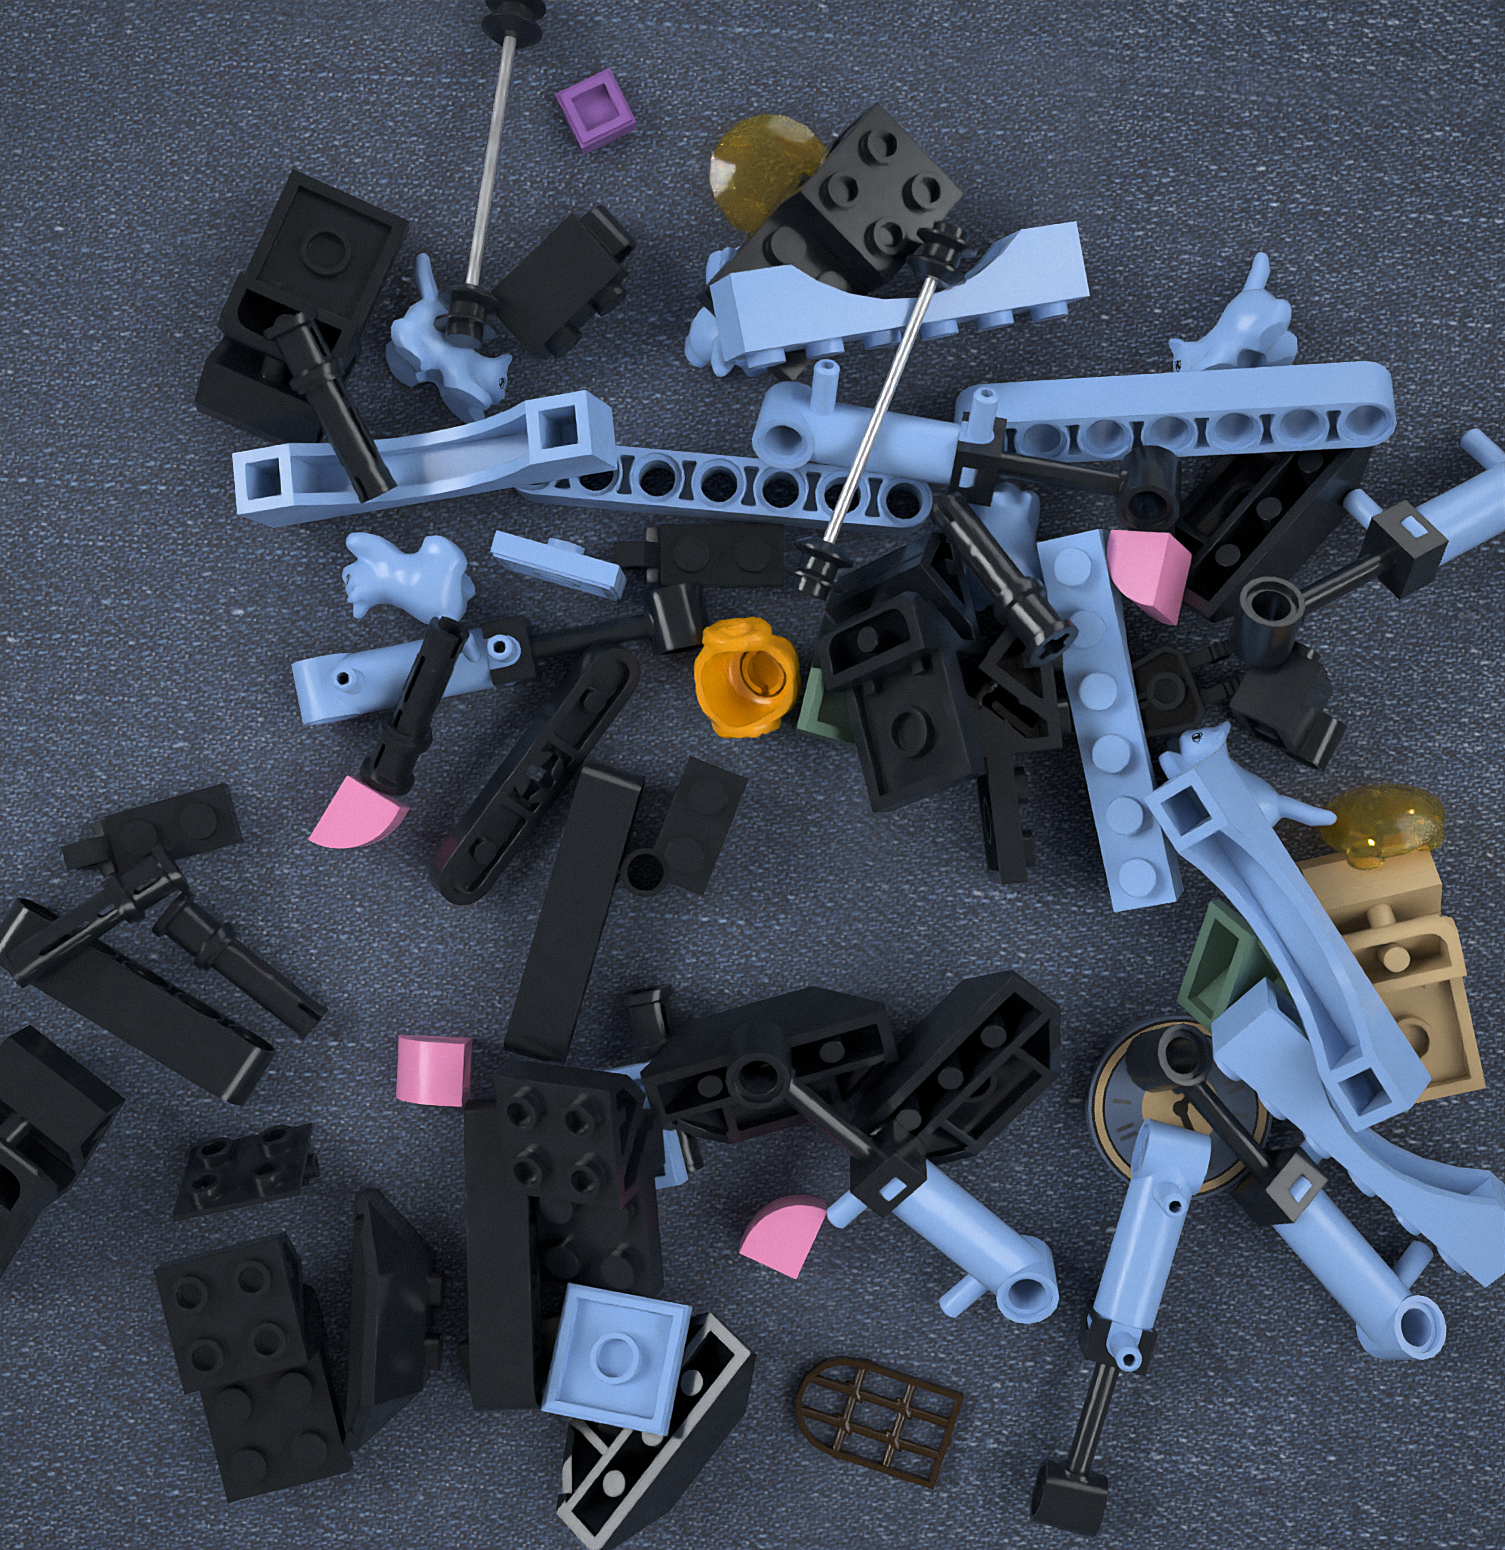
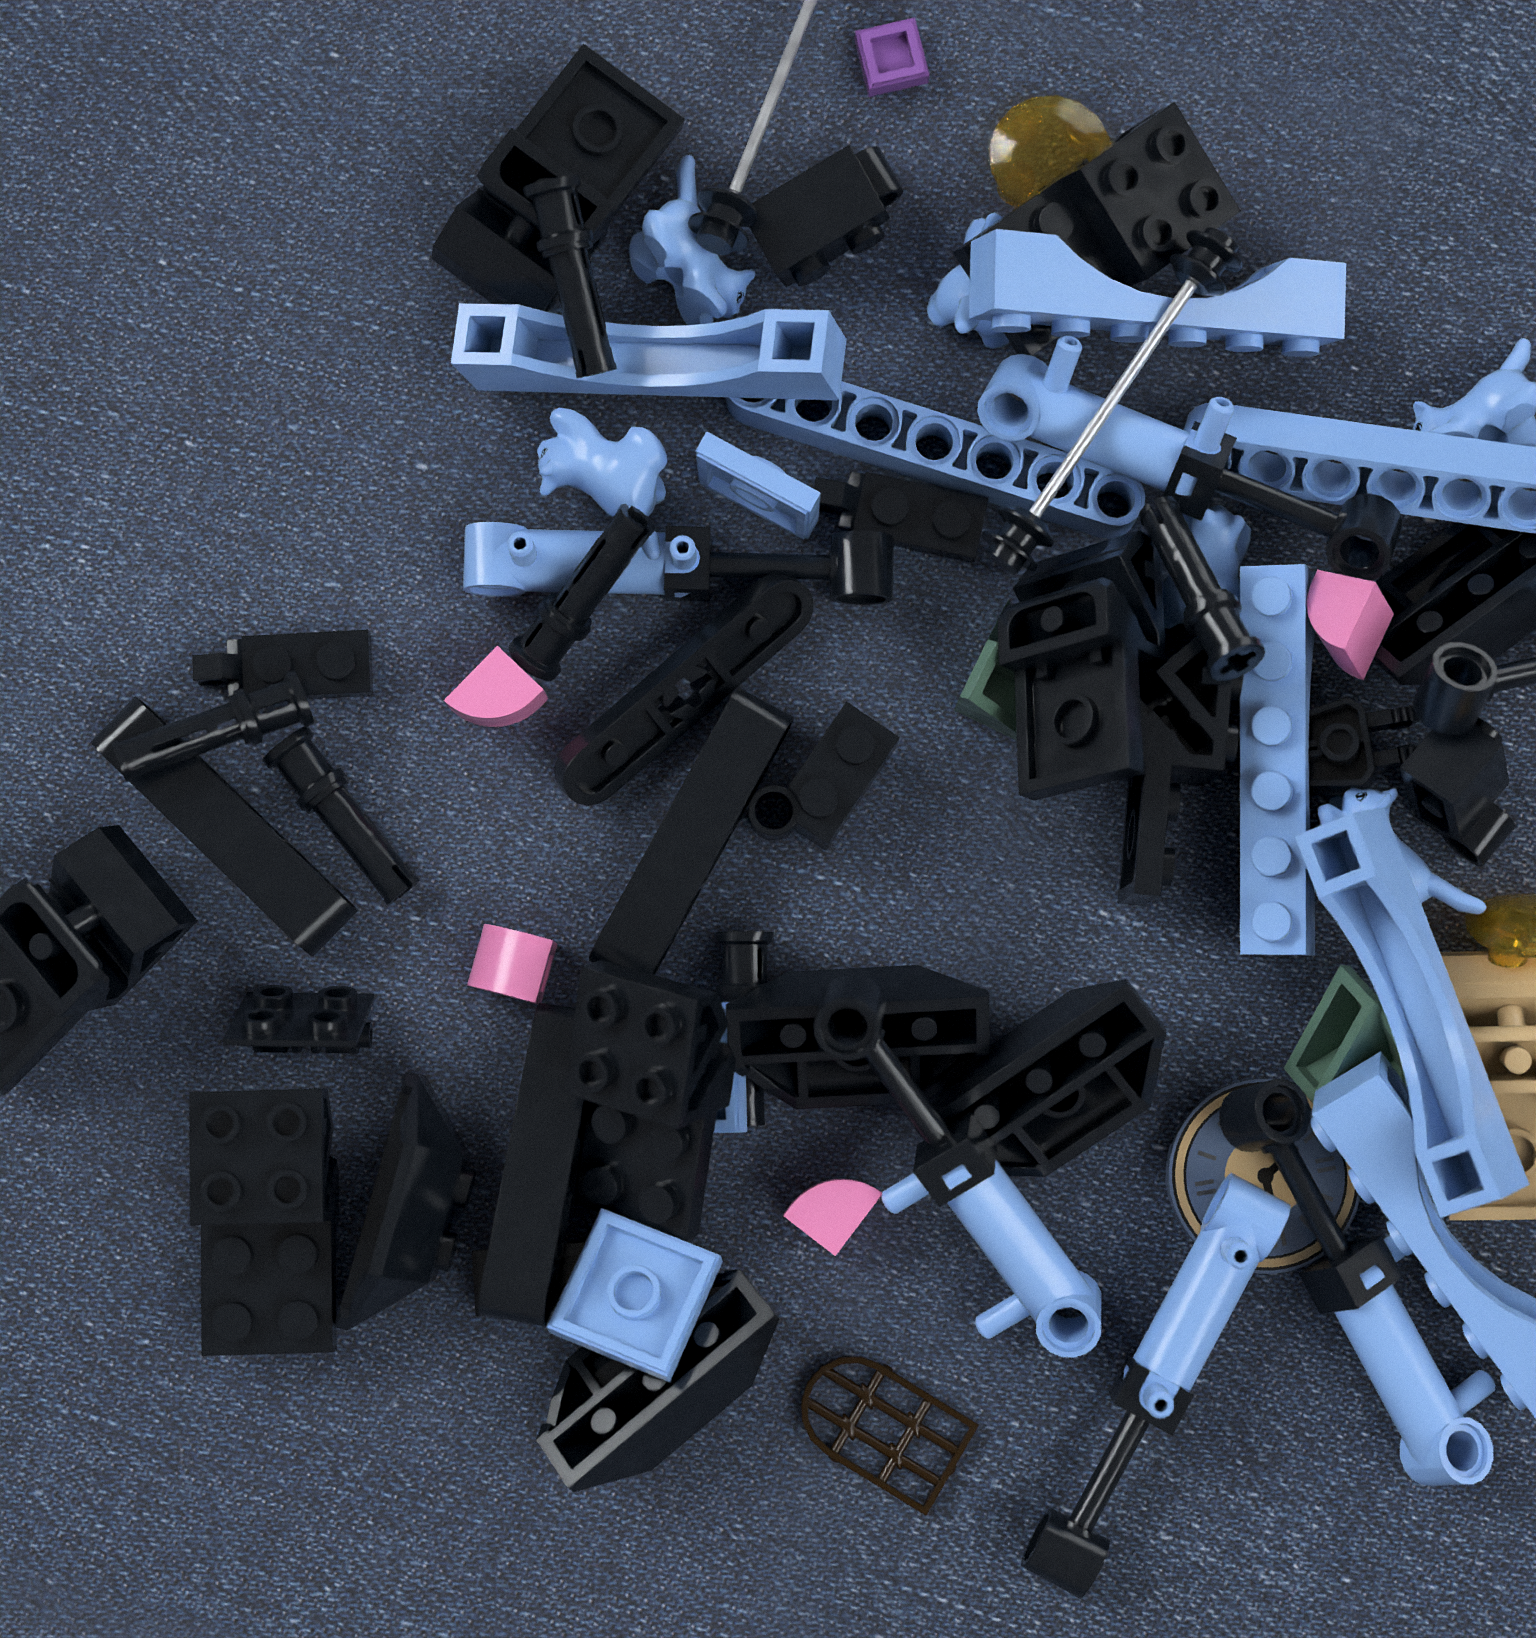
camera: 15 degrees right, 5 degrees down
(746, 677) = (918, 639): light orange hair -> none

